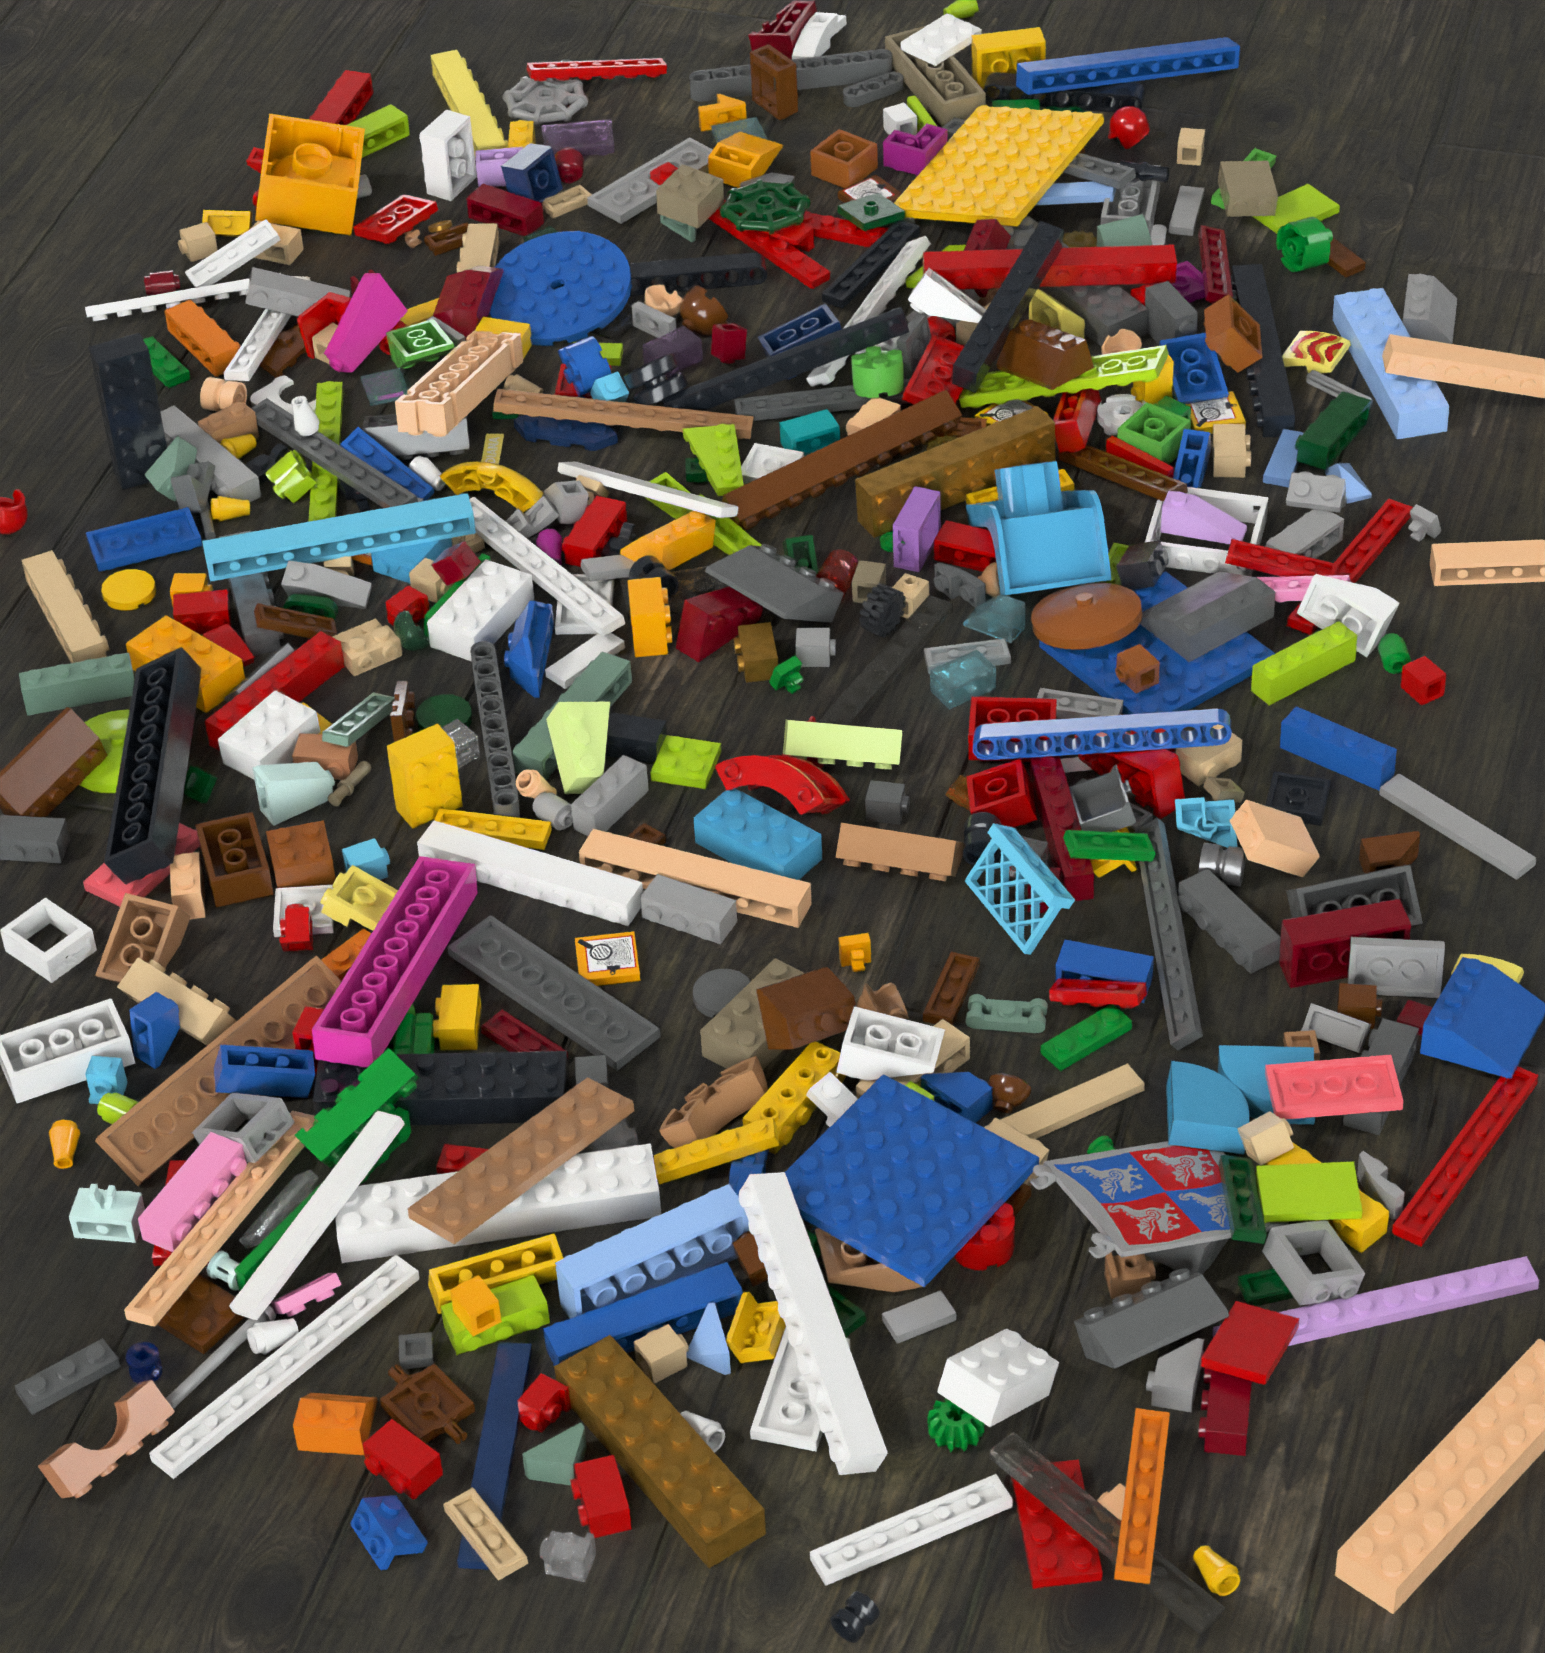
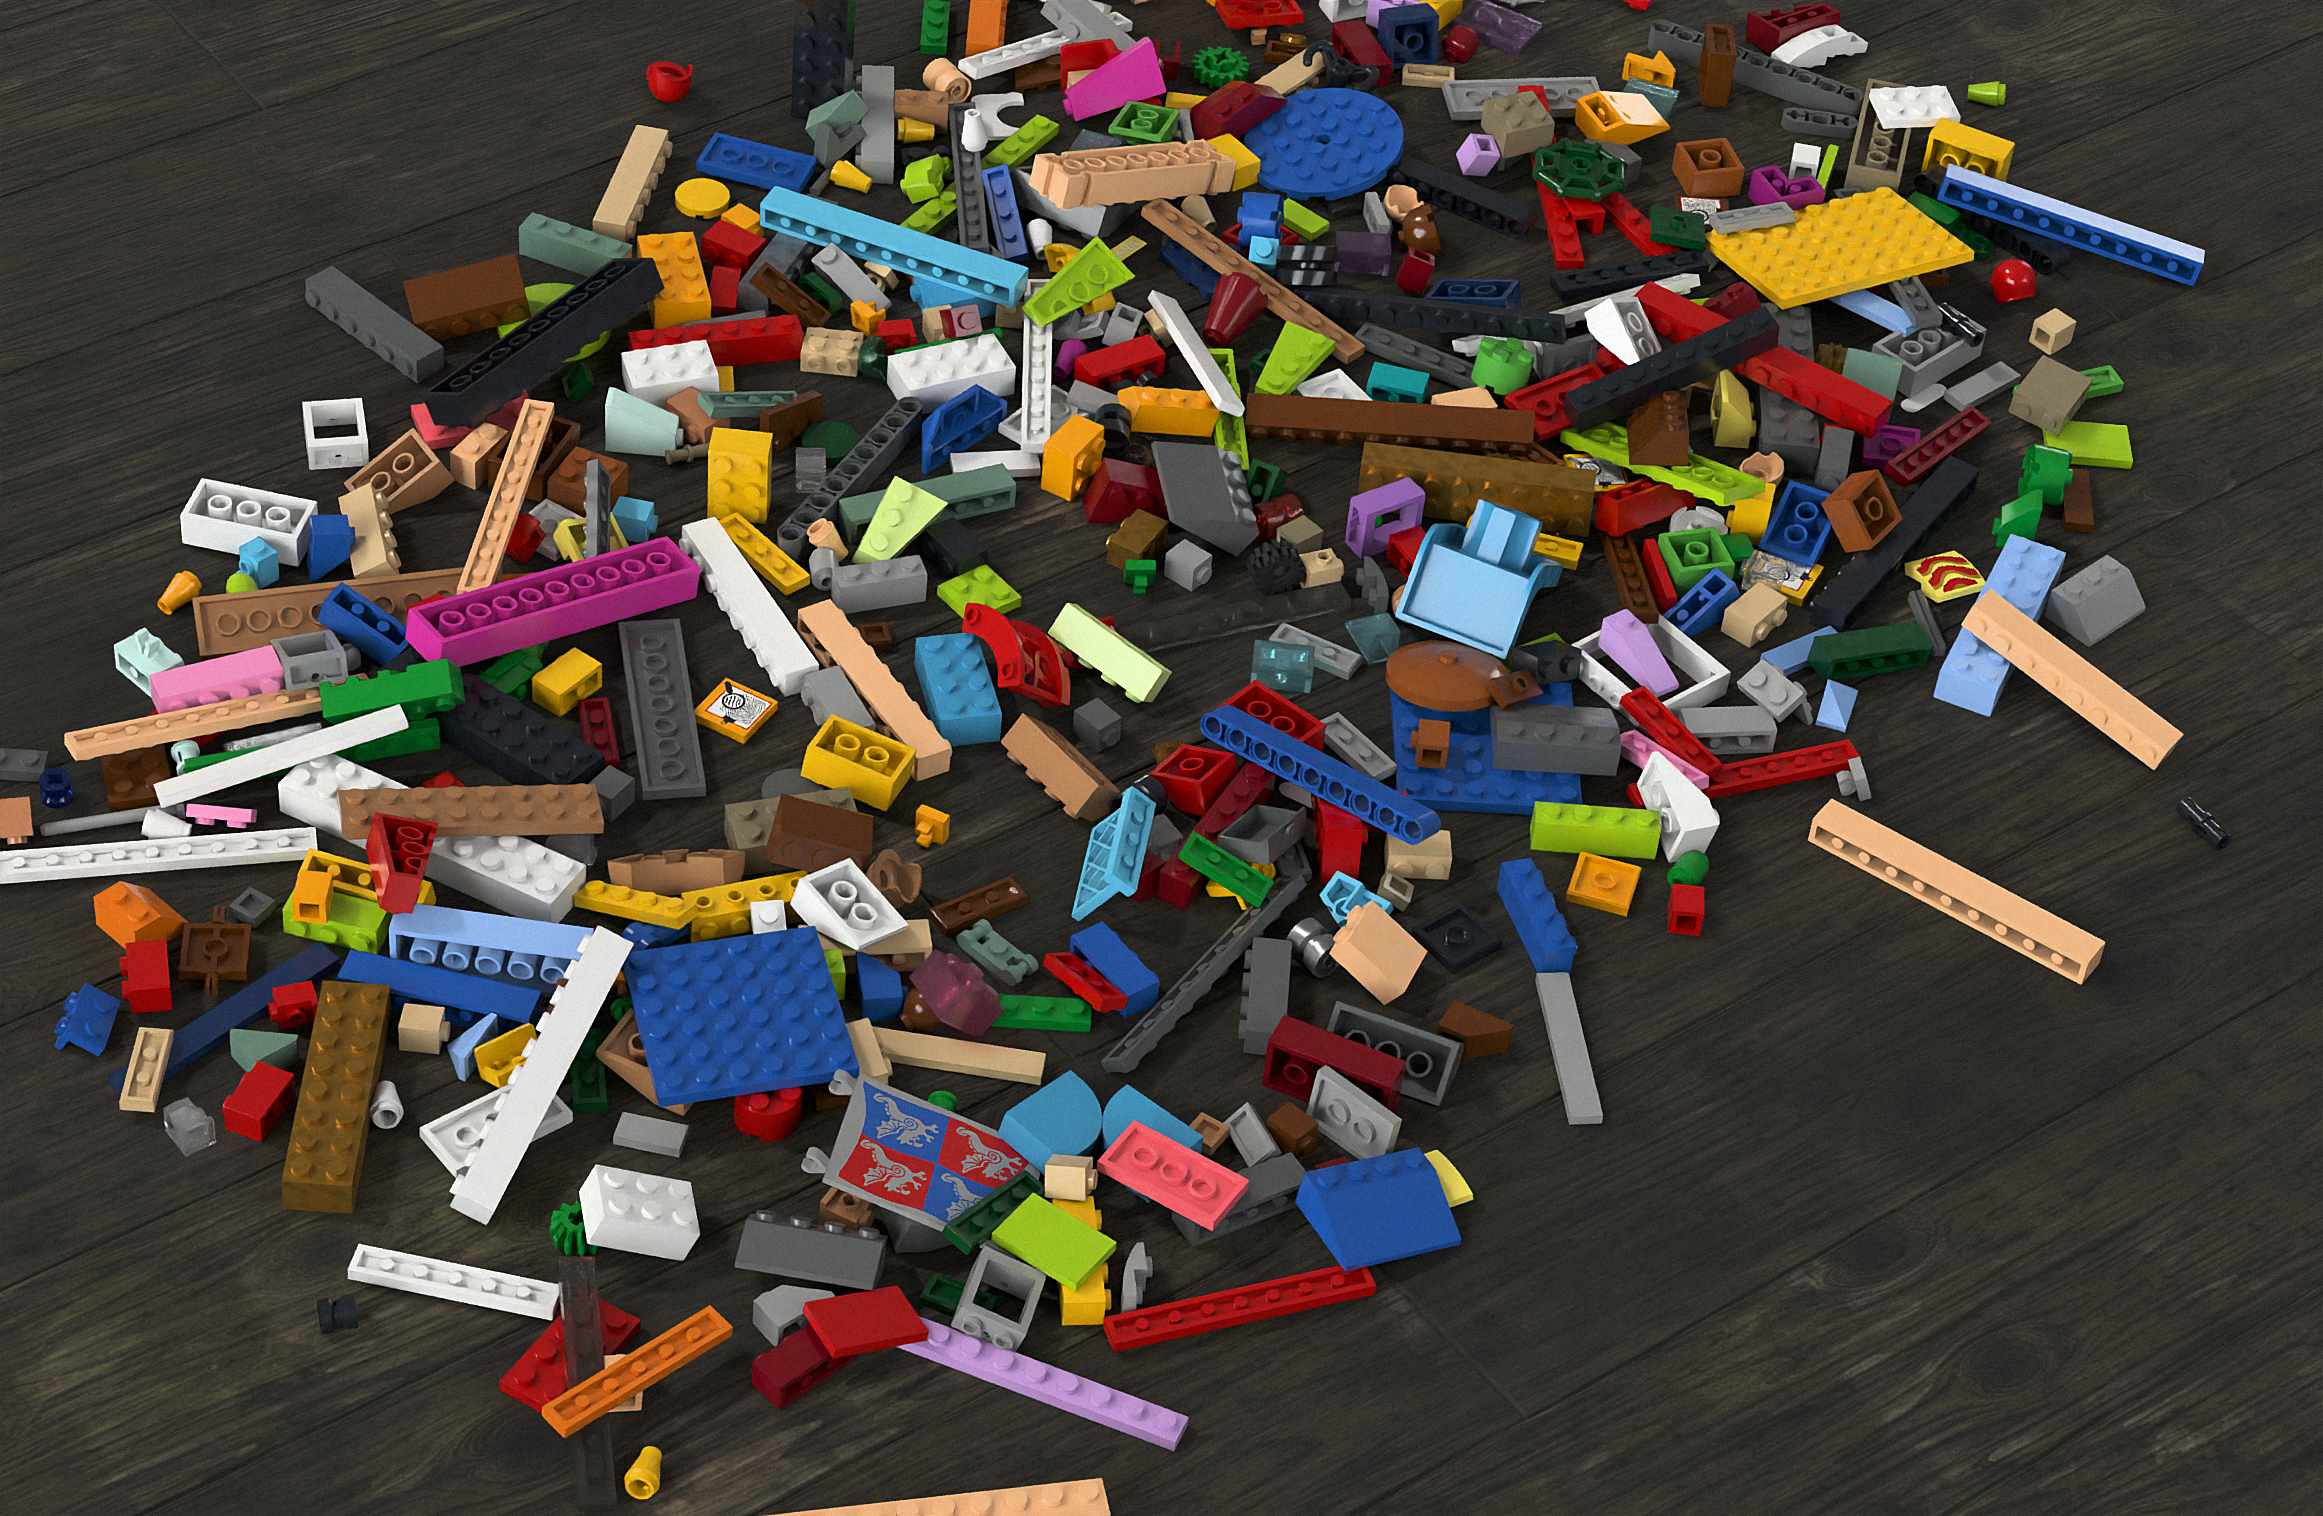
camera: 30 degrees right, 0 degrees up
(270, 903) = (507, 496): none -> light nougat plate
(345, 865) = (597, 509): none -> dark grey plate
(365, 605) = (865, 316): none -> light orange tile
(414, 275) = (1219, 66): none -> green gear
(511, 485) = (1080, 281): none -> lime wing
(512, 228) = (1340, 69): none -> black piece
(528, 1229) = (398, 858): none -> red wedge
(632, 441) = (1232, 308): none -> dark red cone
(676, 236) = (1478, 154): none -> lavender brick
(757, 934) = (858, 759): none -> yellow brick
(917, 176) = (1751, 217): none -> light grey tile
(1029, 1059) = (957, 993): none -> clear pink brick
(1149, 595) = (1514, 689): none -> reddish brown plate
(1208, 412) = (1764, 569): none -> clear brick
(1324, 283) = (2018, 518): none -> green slope
(1346, 698) = (1603, 884): none -> light orange tile

